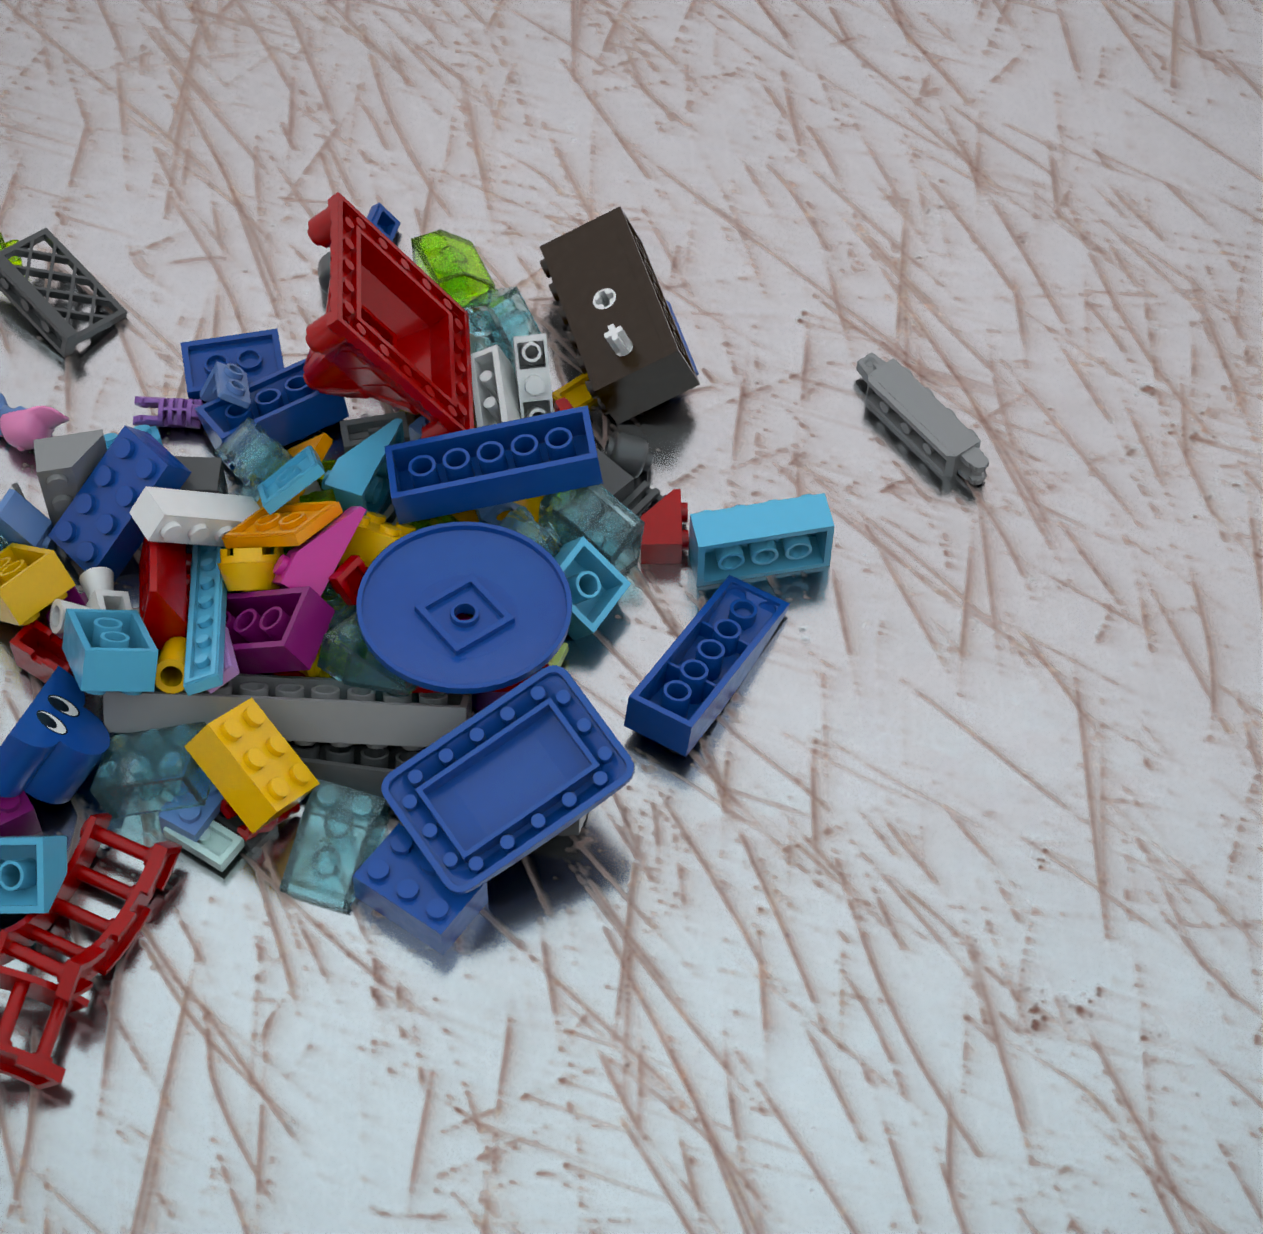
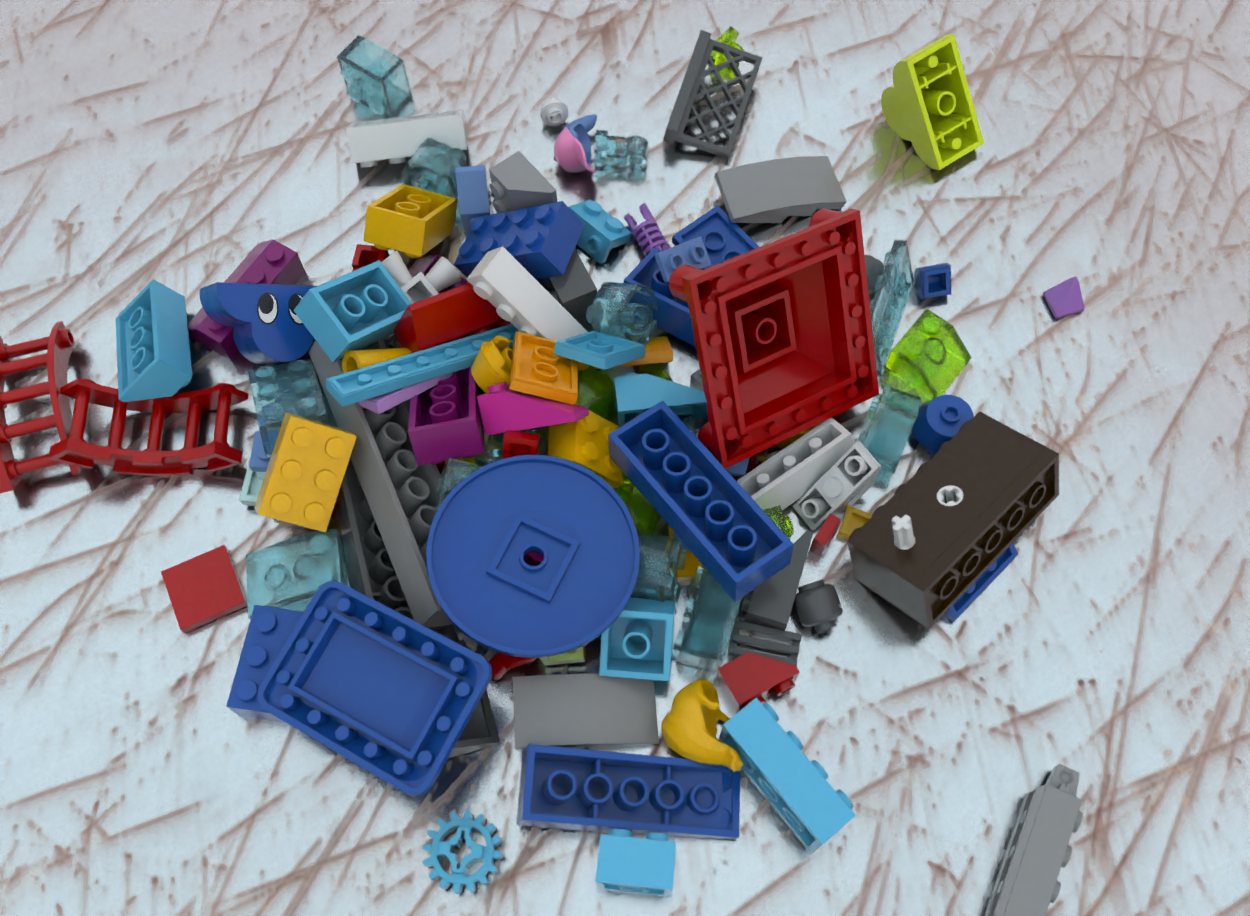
camera: 65 degrees right, 10 degrees up
(58, 390) = (620, 152): none -> clear light blue leg
(199, 289) = (779, 189): none -> light grey slope
(208, 130) = (933, 104): none -> neon yellow brick
(292, 936) = (204, 588): none -> red tile
(462, 149) = (1065, 298): none -> medium lavender slope
(531, 282) = (940, 421): none -> blue cone
(618, 660) = (584, 711): none -> light grey slope
(677, 589) = (692, 726): none -> yellow piece
(686, 812) = (446, 849): none -> medium azure gear
(772, 675) = (636, 863): none -> medium azure brick

